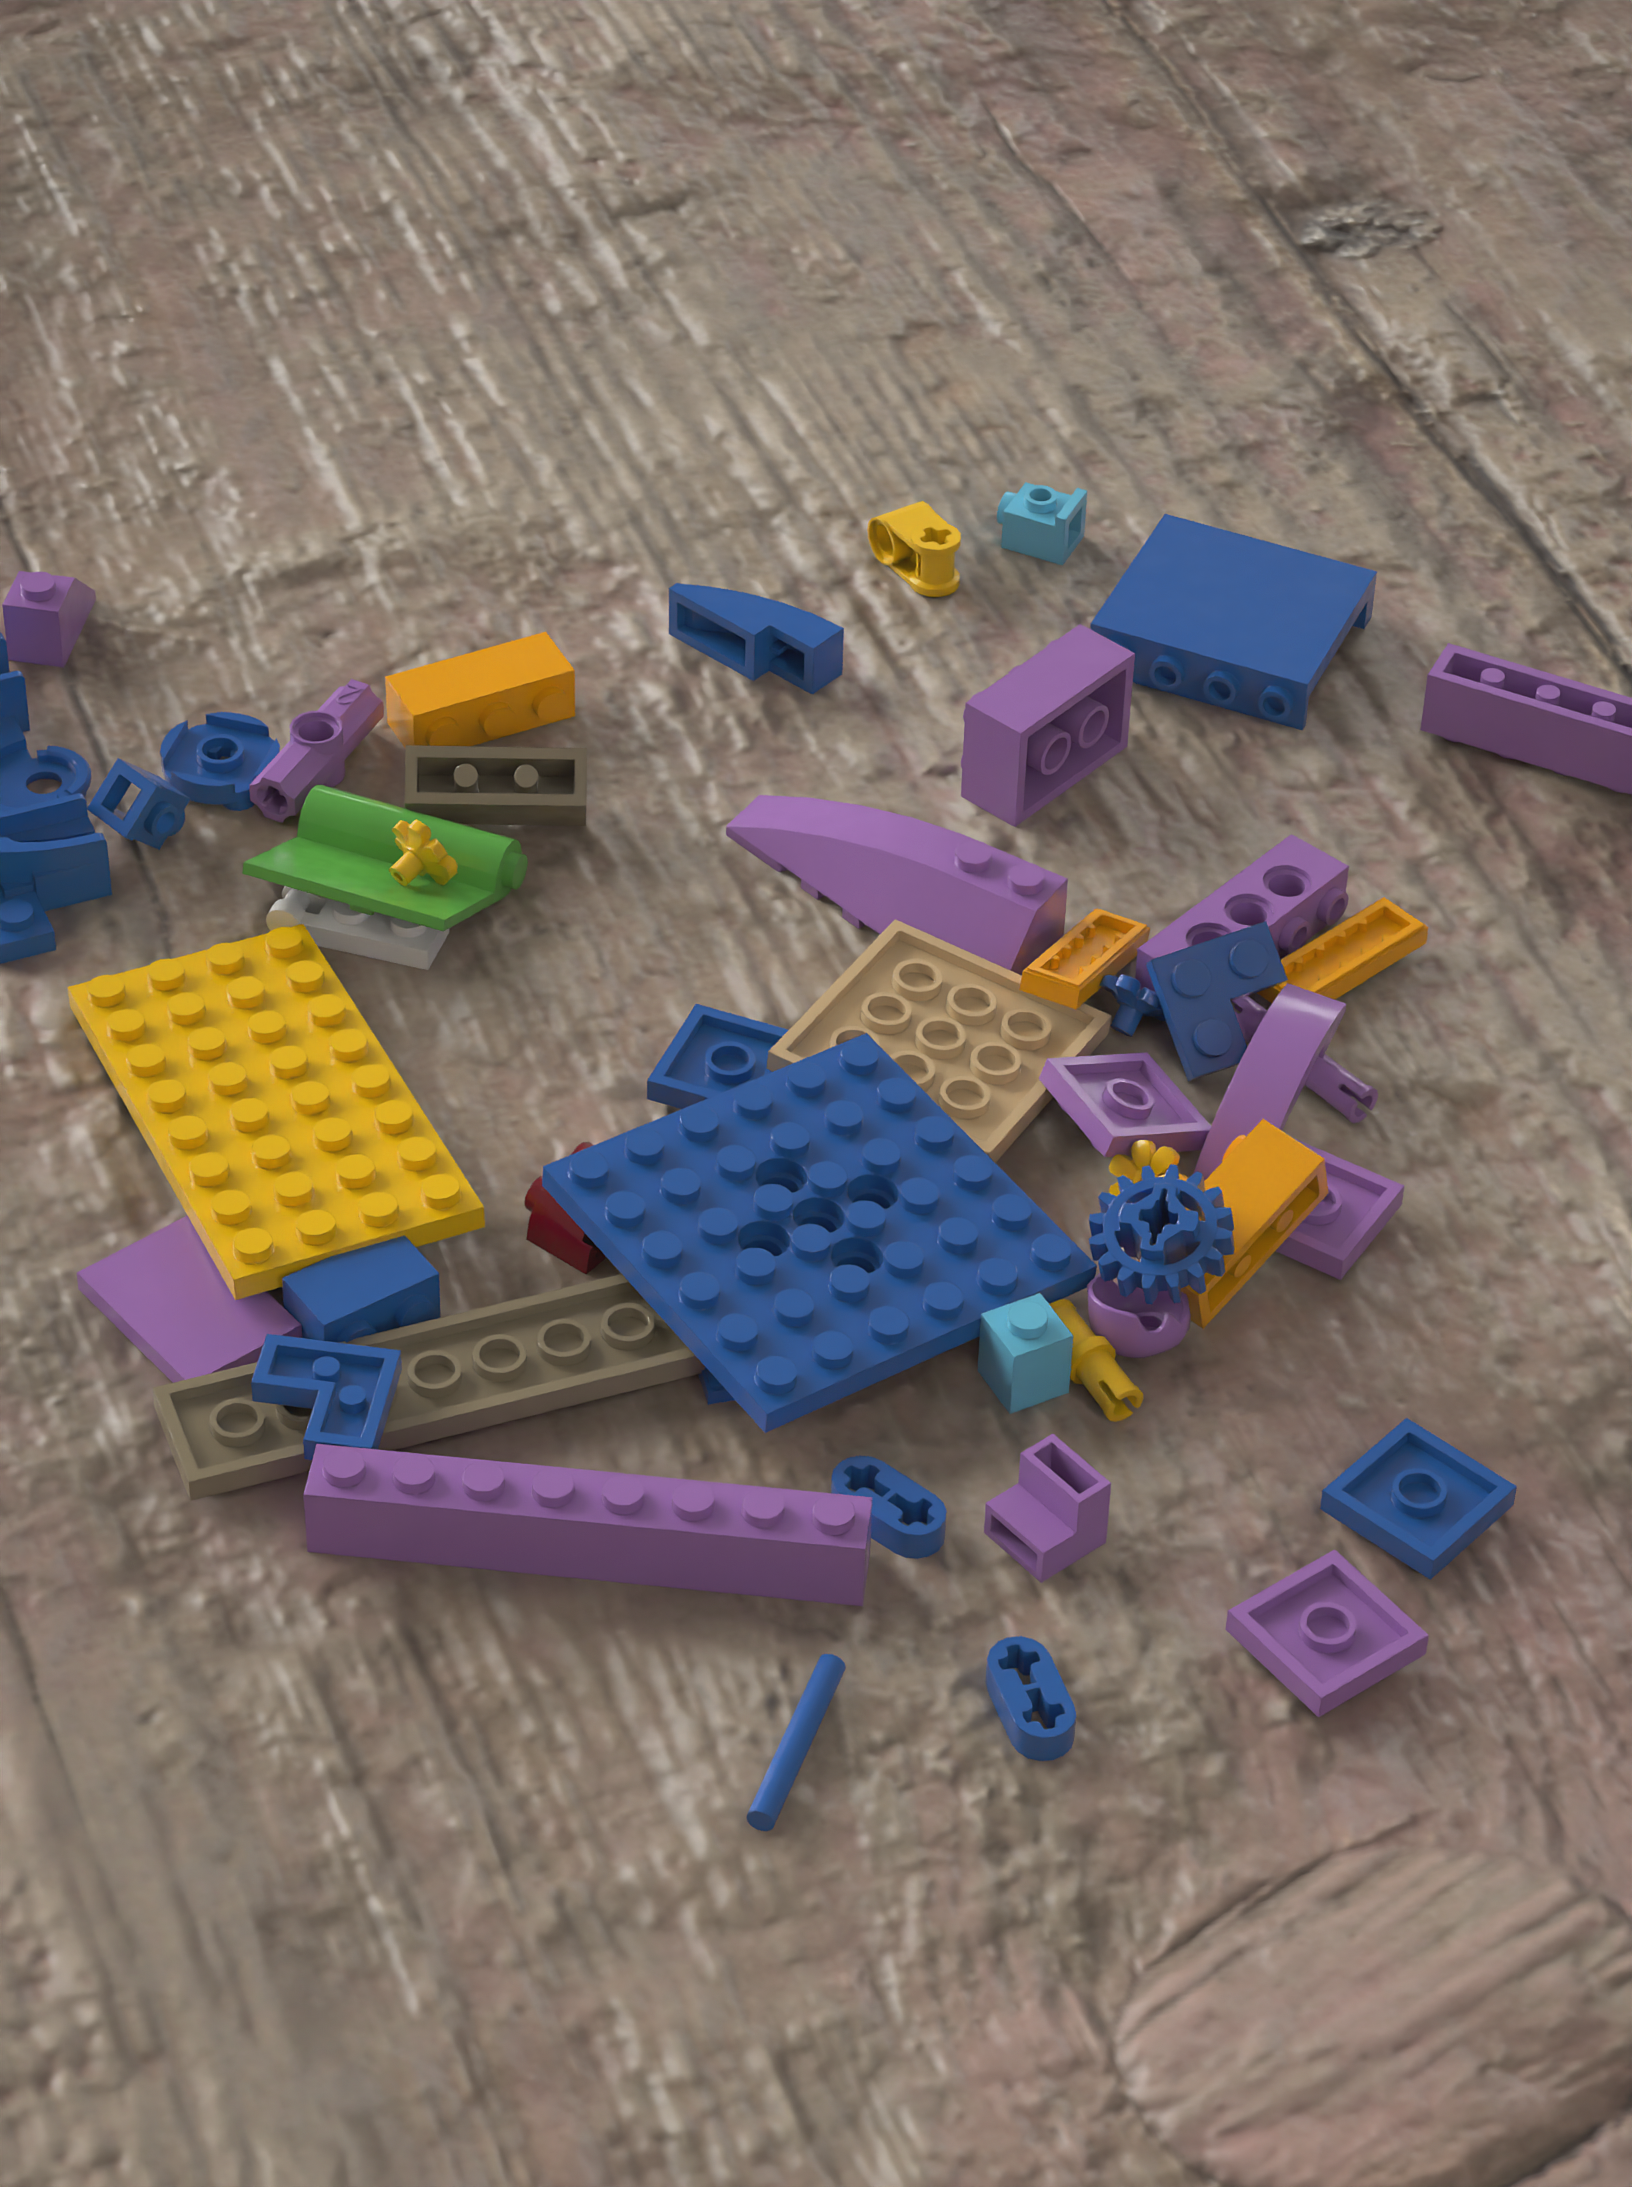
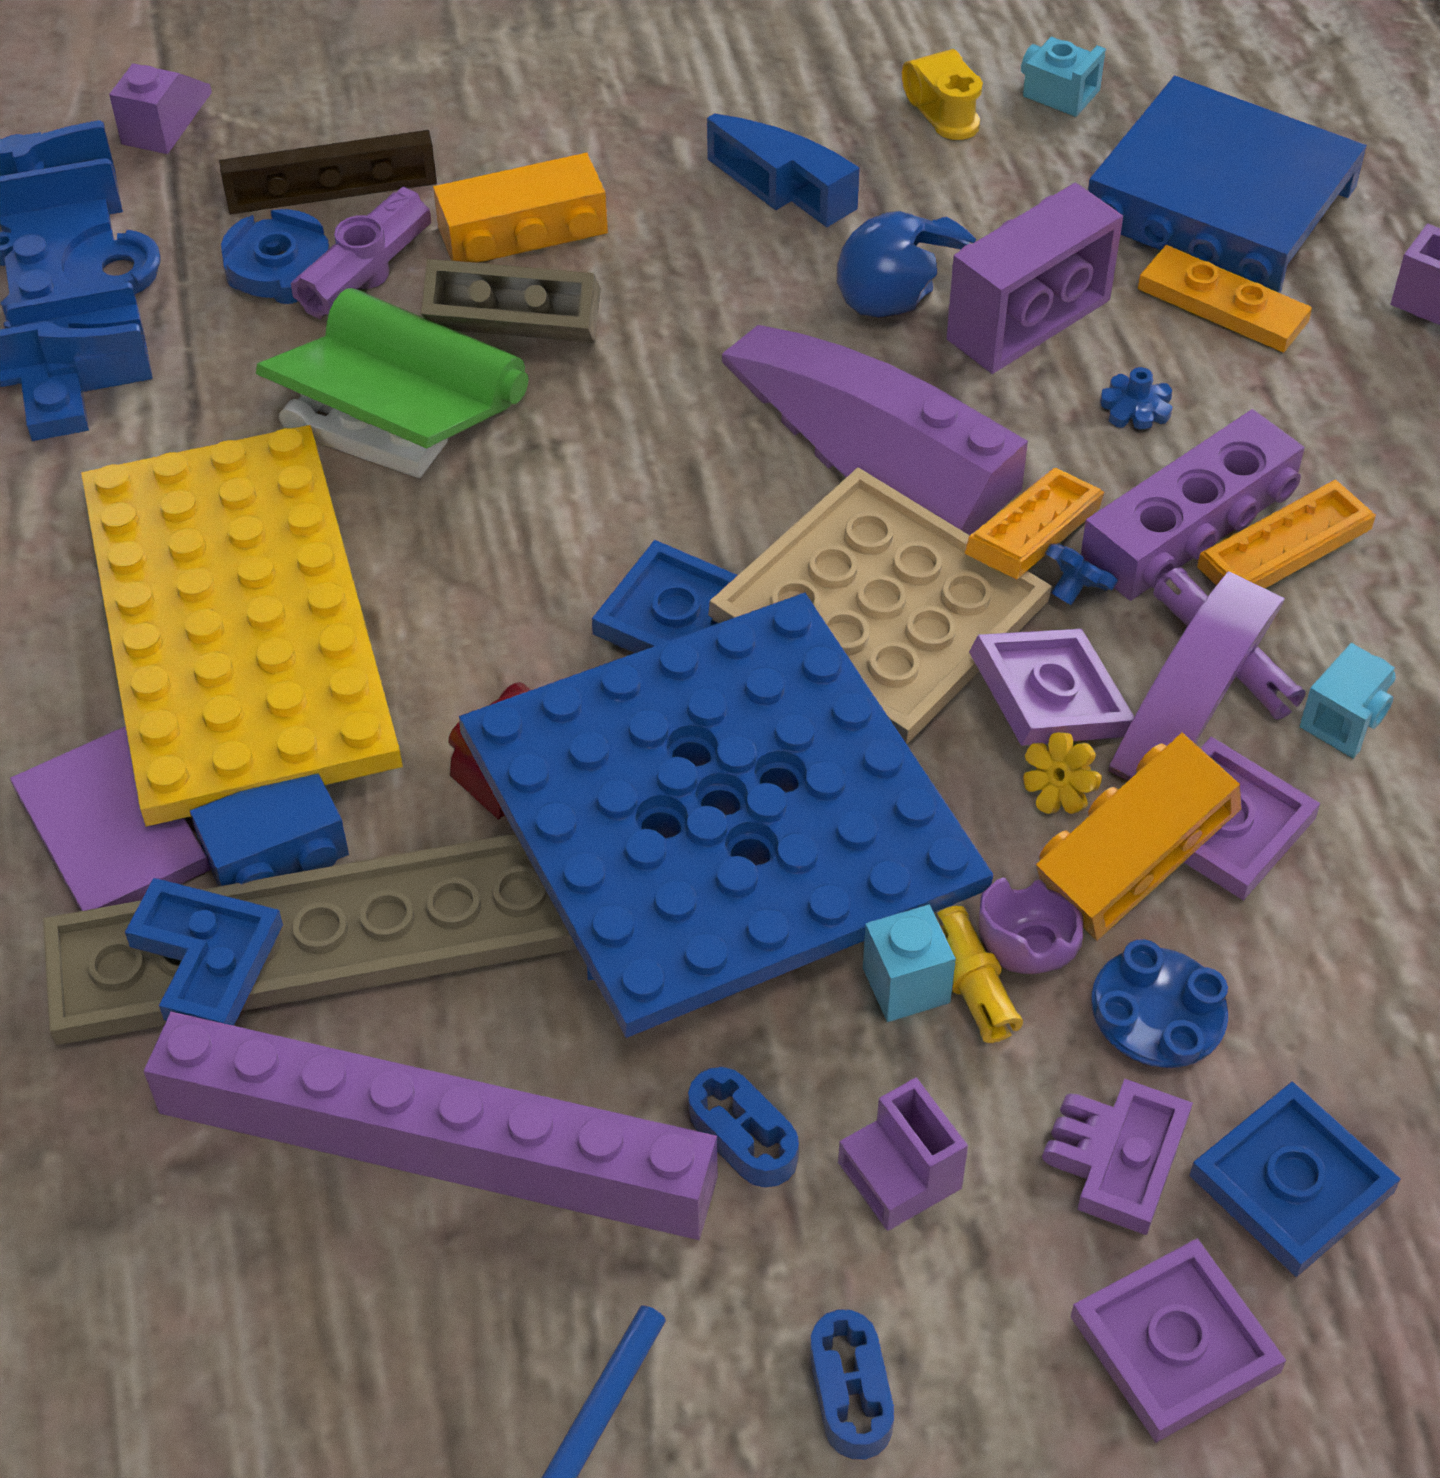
camera: 10 degrees right, 10 degrees up
(154, 813) = (197, 305): blue brick -> none
(255, 672) = (328, 172): none -> dark brown fence
(420, 855) = (421, 369): yellow plant -> none
(889, 725) = (885, 270): none -> blue helmet
(1170, 839) = (1137, 400): none -> blue plant
(1181, 1249) = (1043, 830): blue gear -> none
(1198, 990) = (1137, 574): blue plate -> none
(1247, 735) = (1225, 298): none -> light orange plate
(1251, 1491) = (1119, 1151): none -> medium lavender hinge
(1273, 1371) = (1160, 1005): none -> blue dish
(1421, 1095) = (1349, 700): none -> medium azure brick

